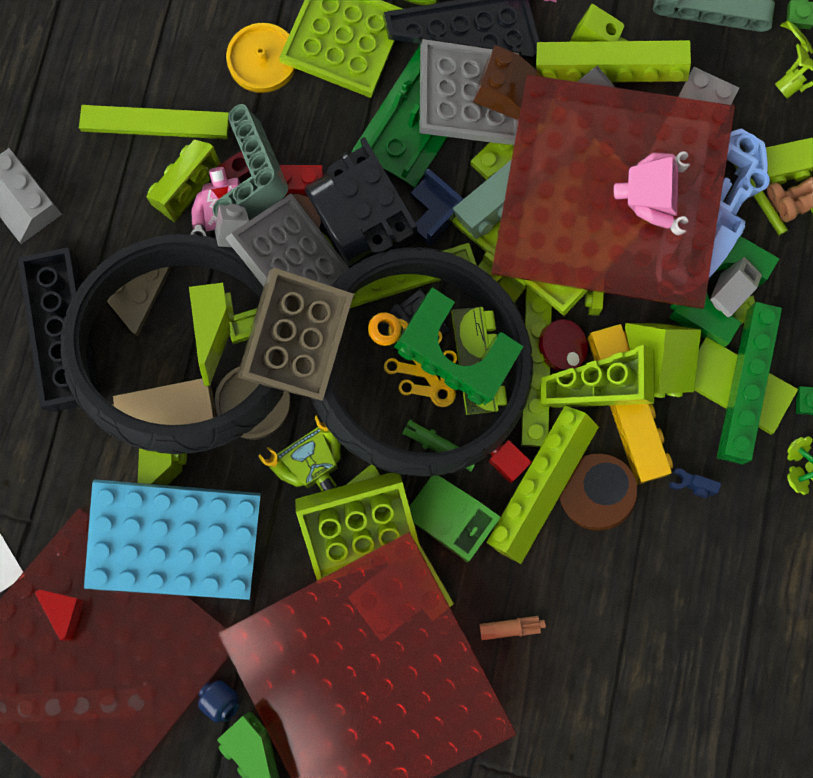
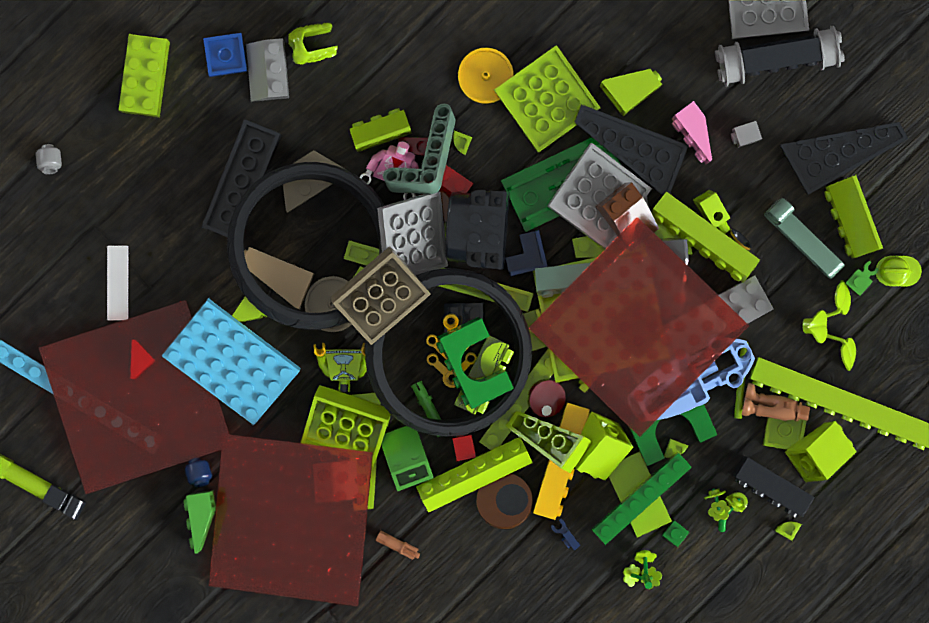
camera: 30 degrees right, 10 degrees up
(55, 146) = (300, 54): none -> lime piece
(154, 122) = (387, 74): lime tile -> none
(211, 318) = (338, 251): lime slope -> none
(229, 219) = (388, 192): light grey brick -> none
(281, 139) = (461, 142): none -> lime tile
(388, 318) = (443, 329): light orange piece -> none
(654, 189) = (656, 347): bright pink torso -> none
(735, 286) = (675, 434): light grey slope -> none

